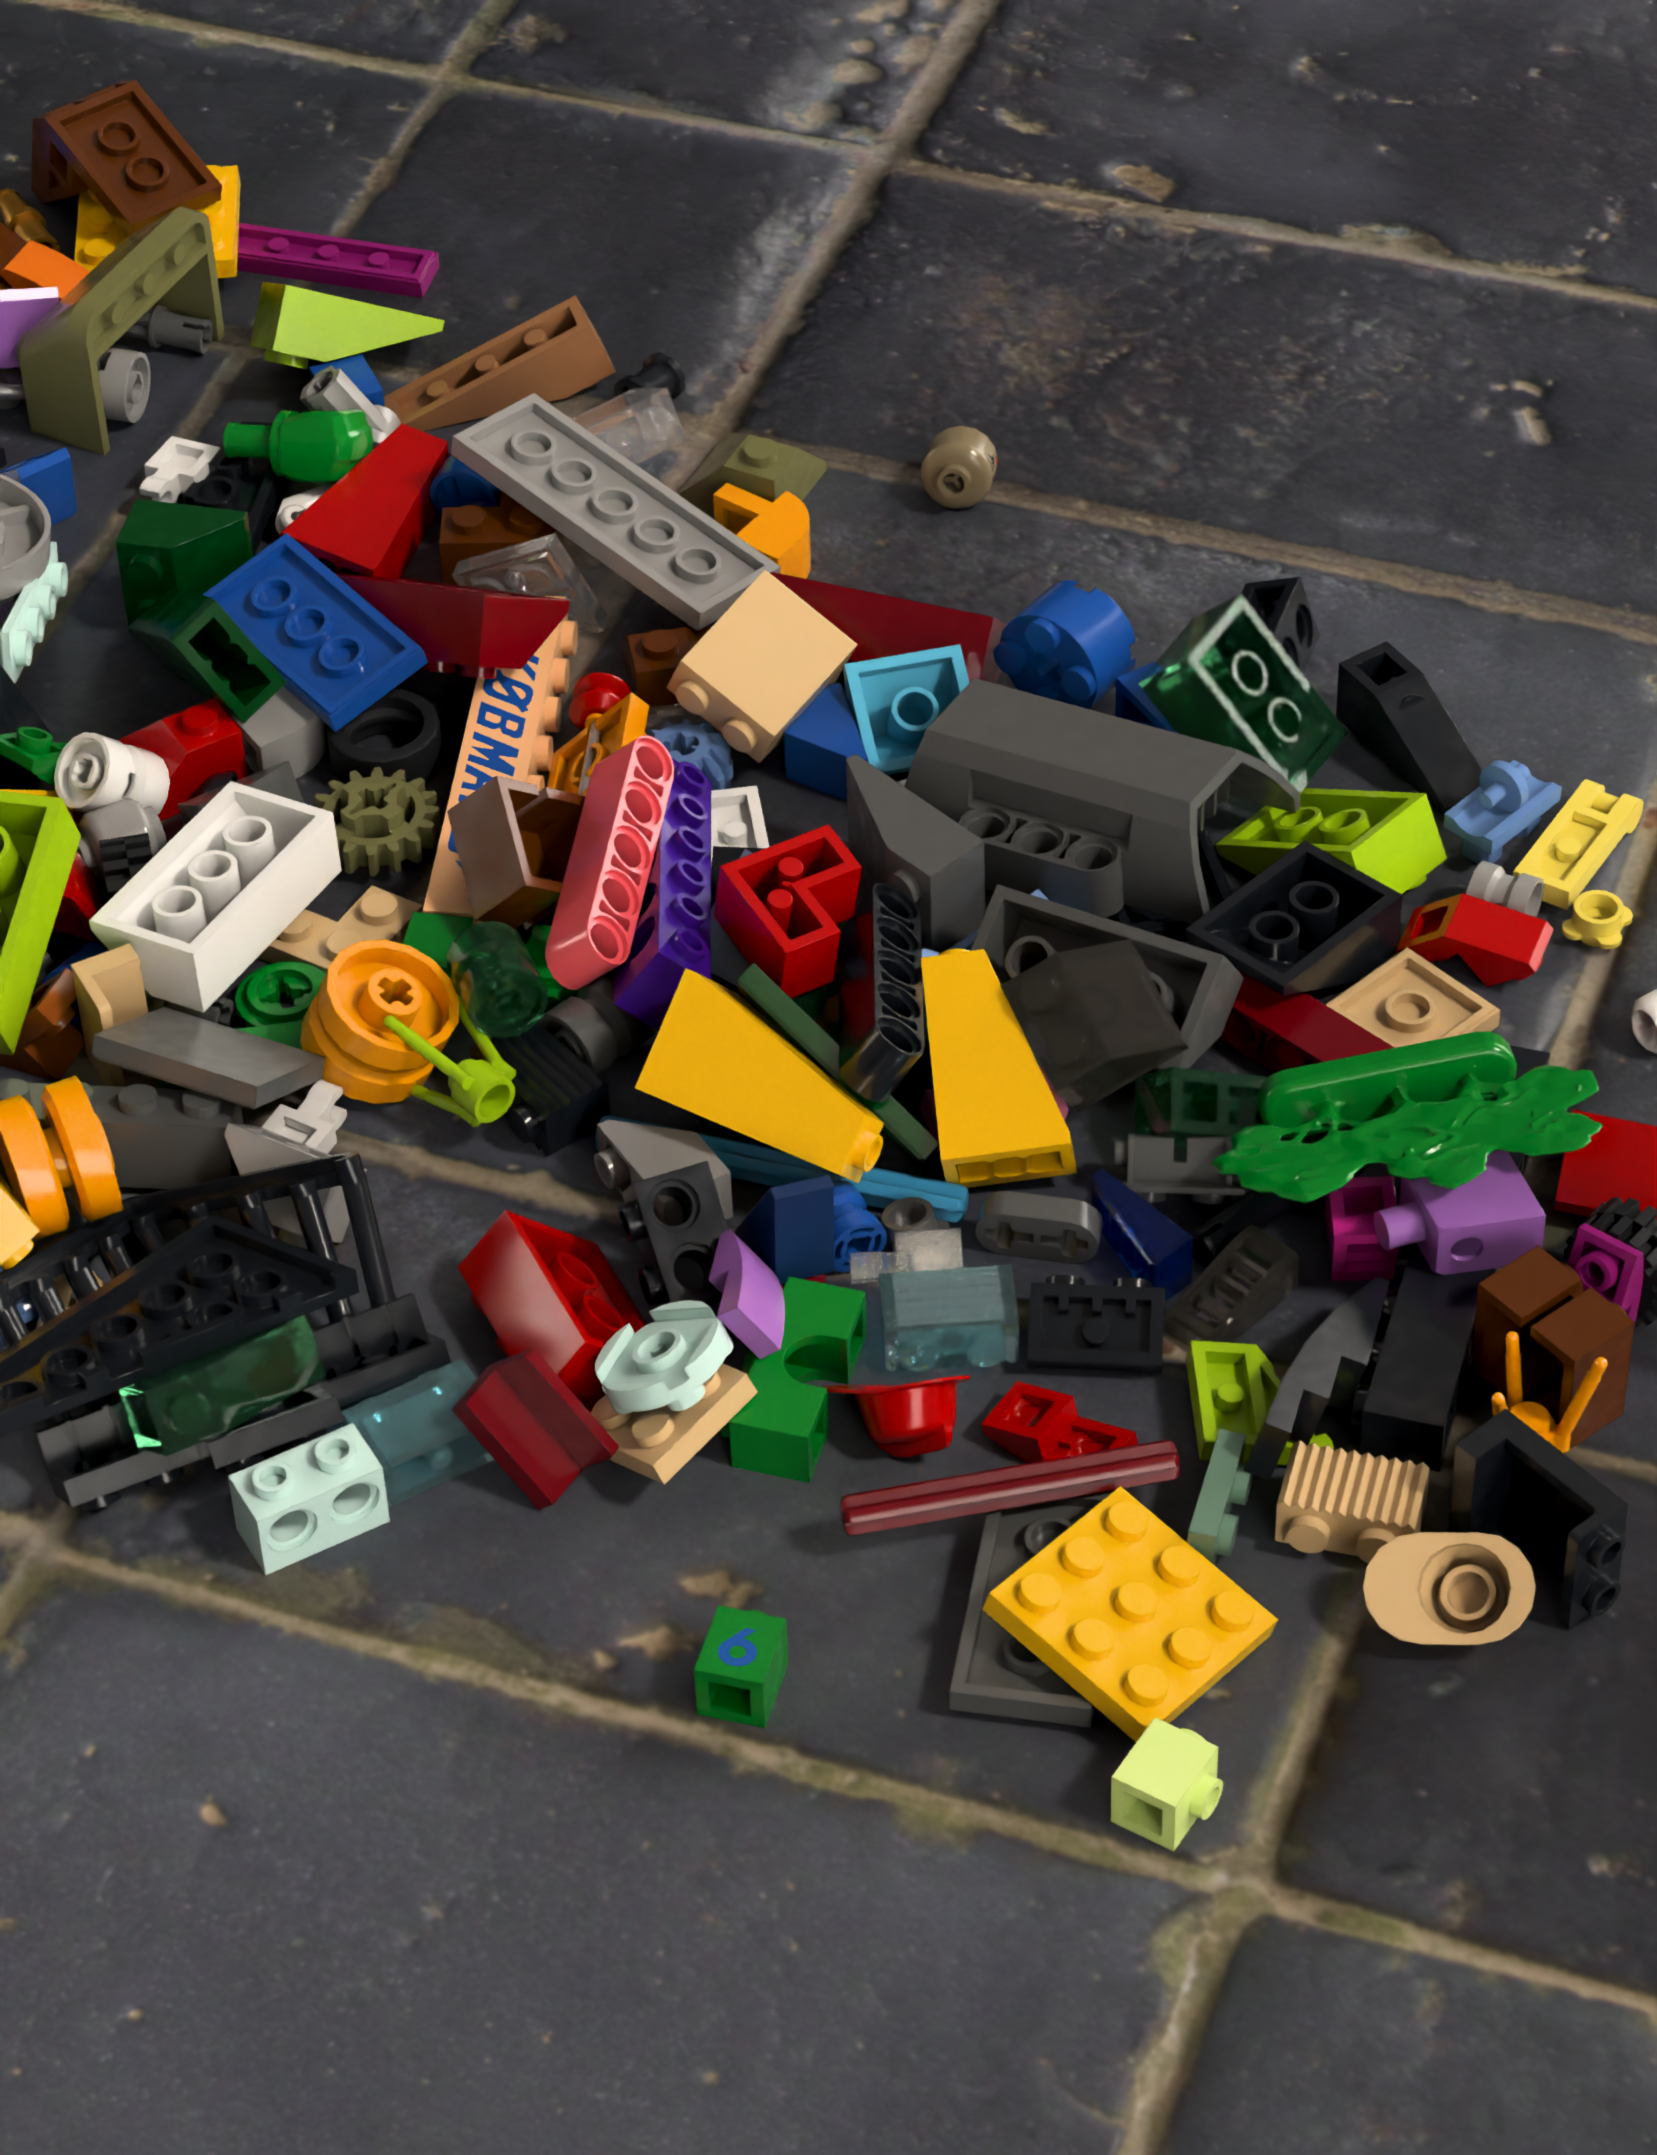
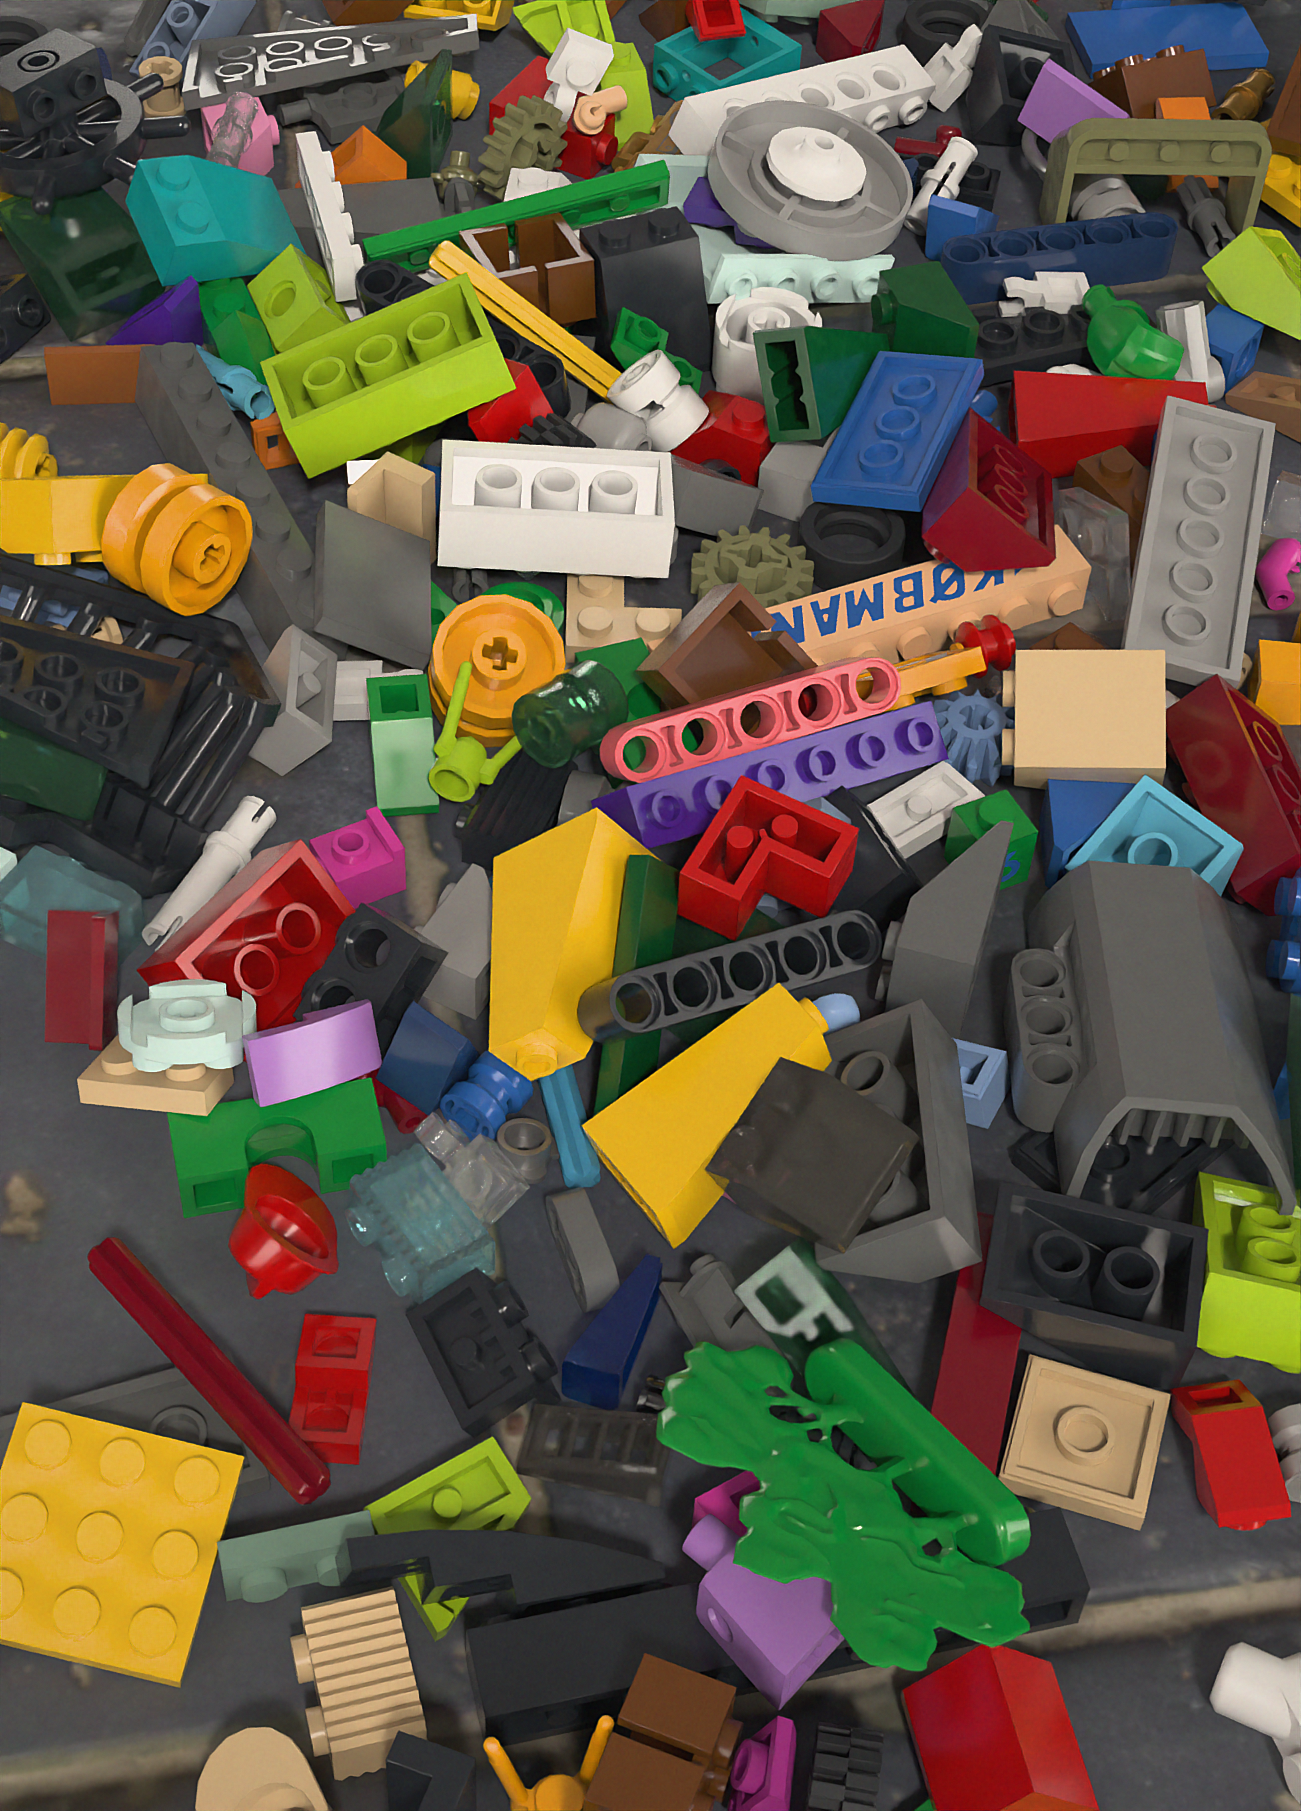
camera: 55 degrees right, 5 degrees up
(92, 678) = (734, 348): none -> white brick
(147, 414) = (1105, 249): none -> dark blue beam
(403, 1126) = (401, 744): none -> slope
(438, 1310) = (222, 857): none -> white pin
(510, 1187) = (363, 859): none -> dark pink brick
(811, 796) = (977, 817): none -> green brick

